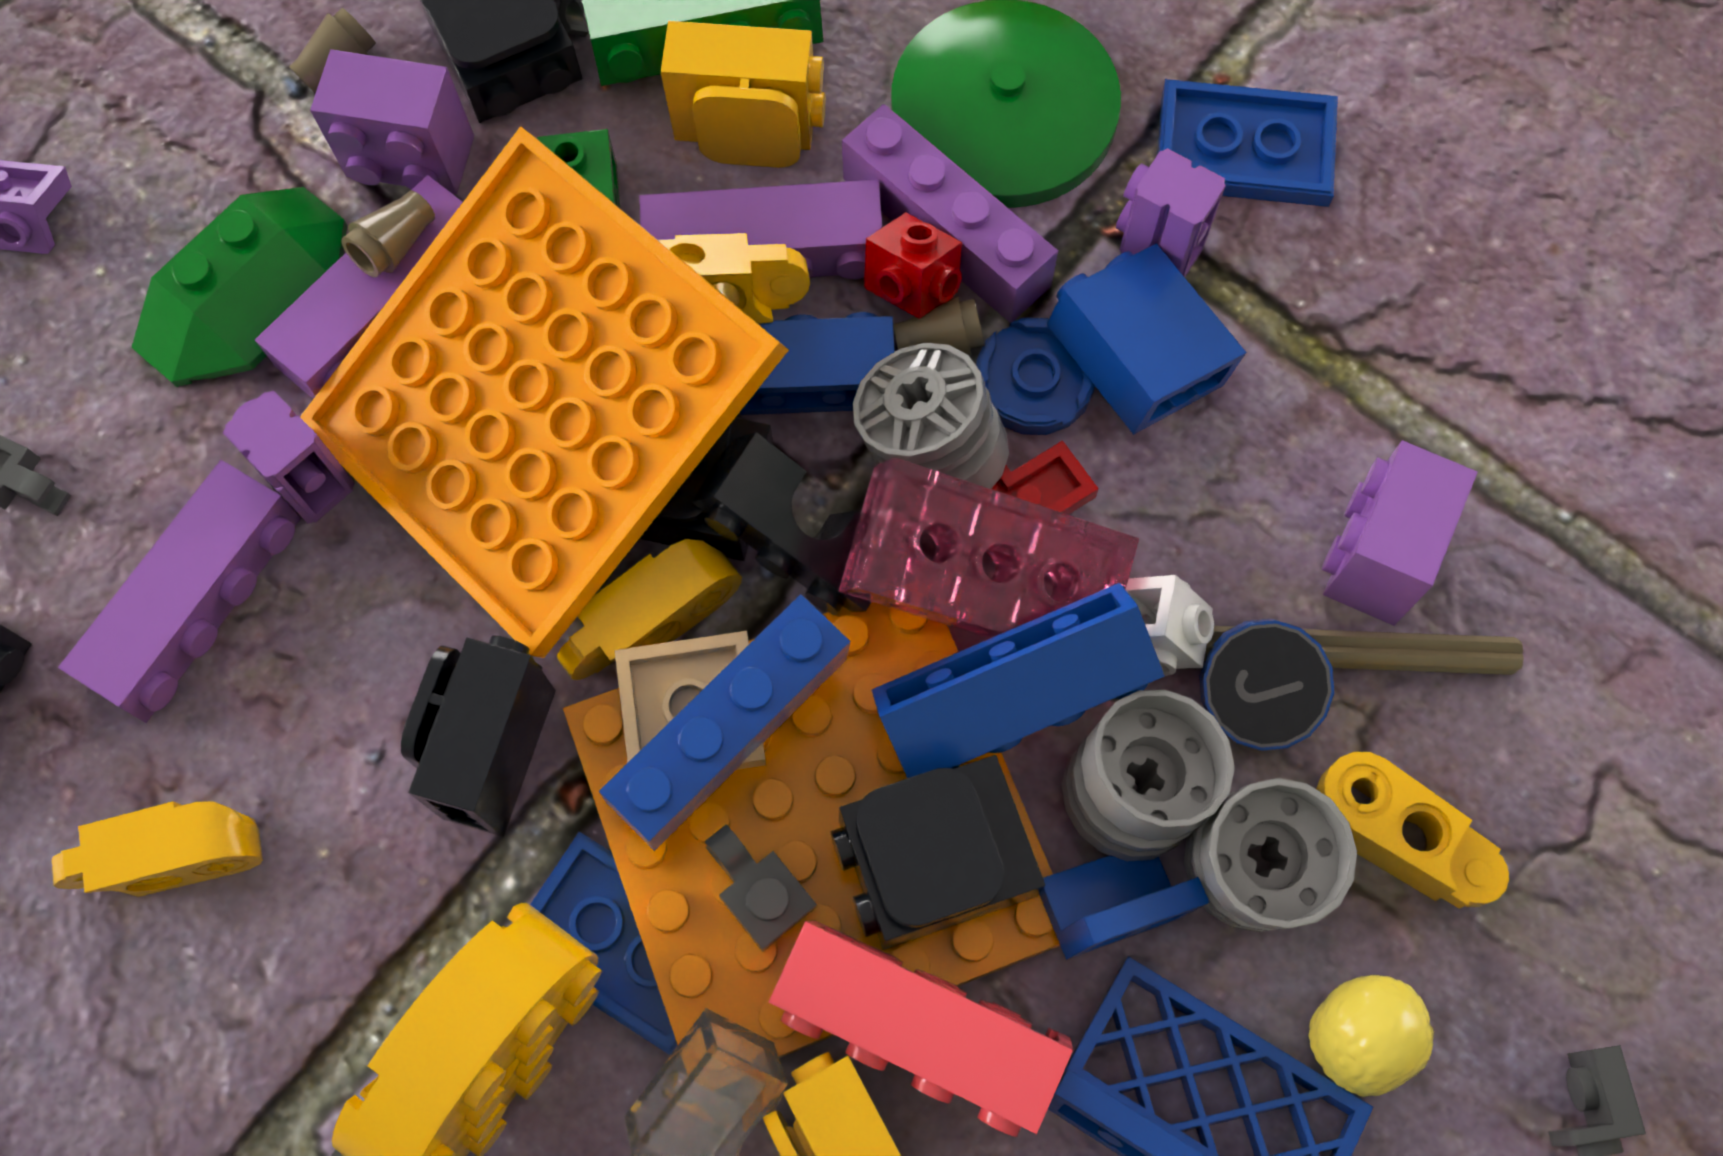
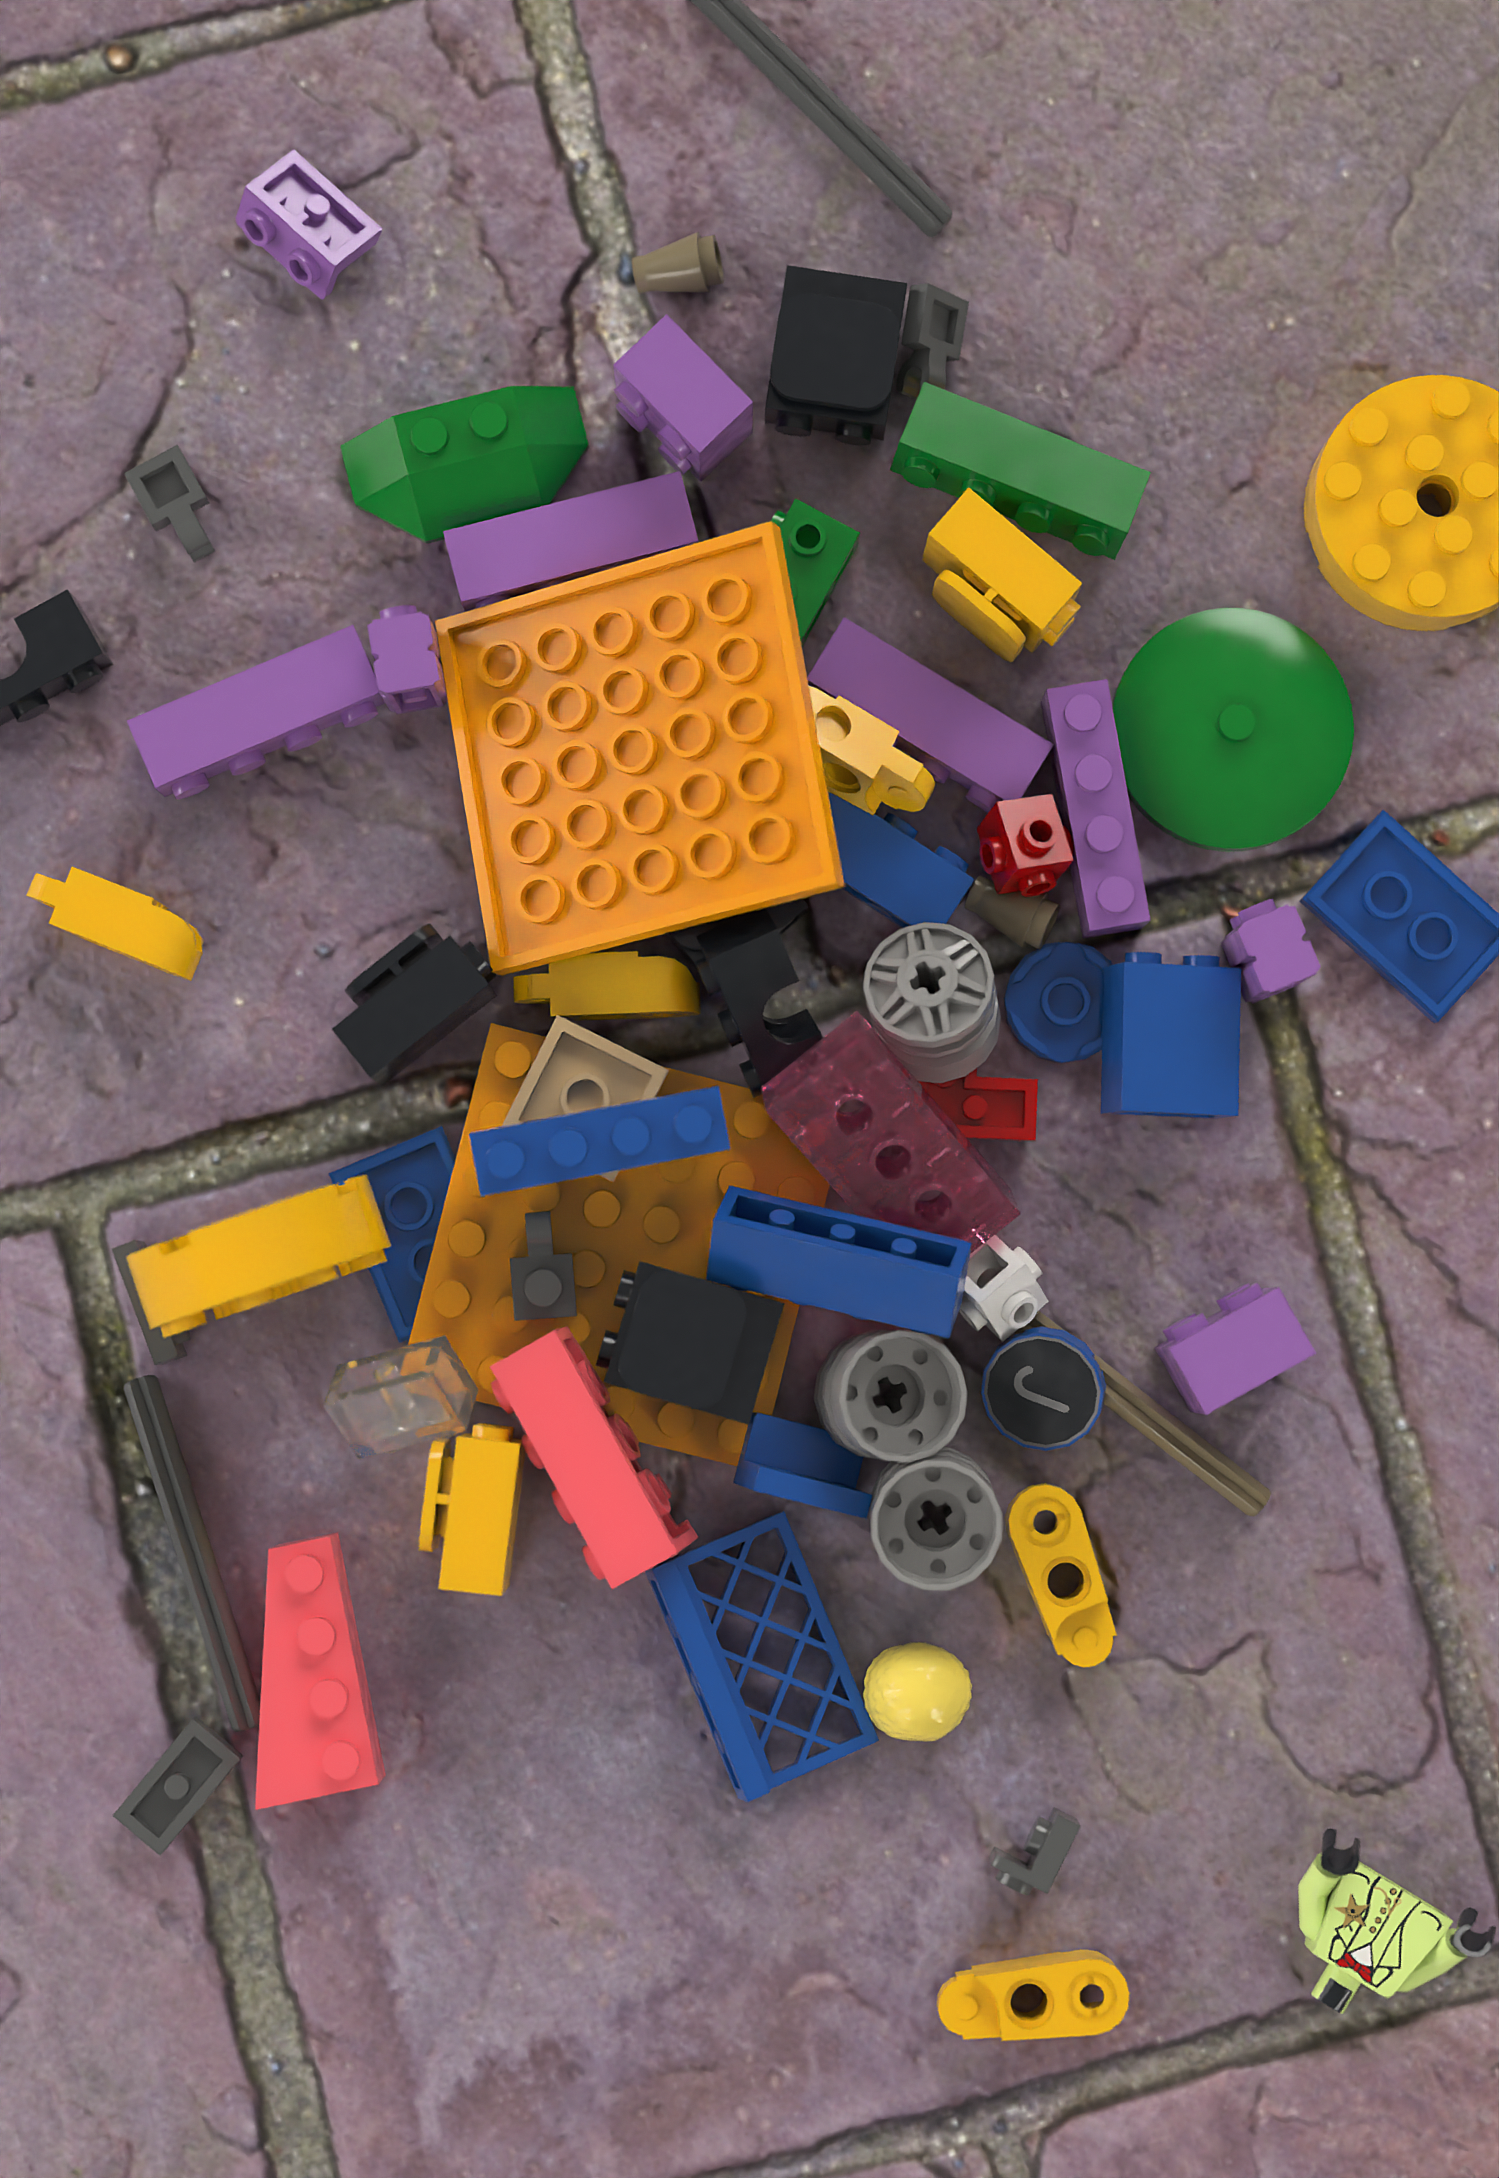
camera: 30 degrees right, 15 degrees up
(386, 235) = (608, 517): dark tan cone -> none

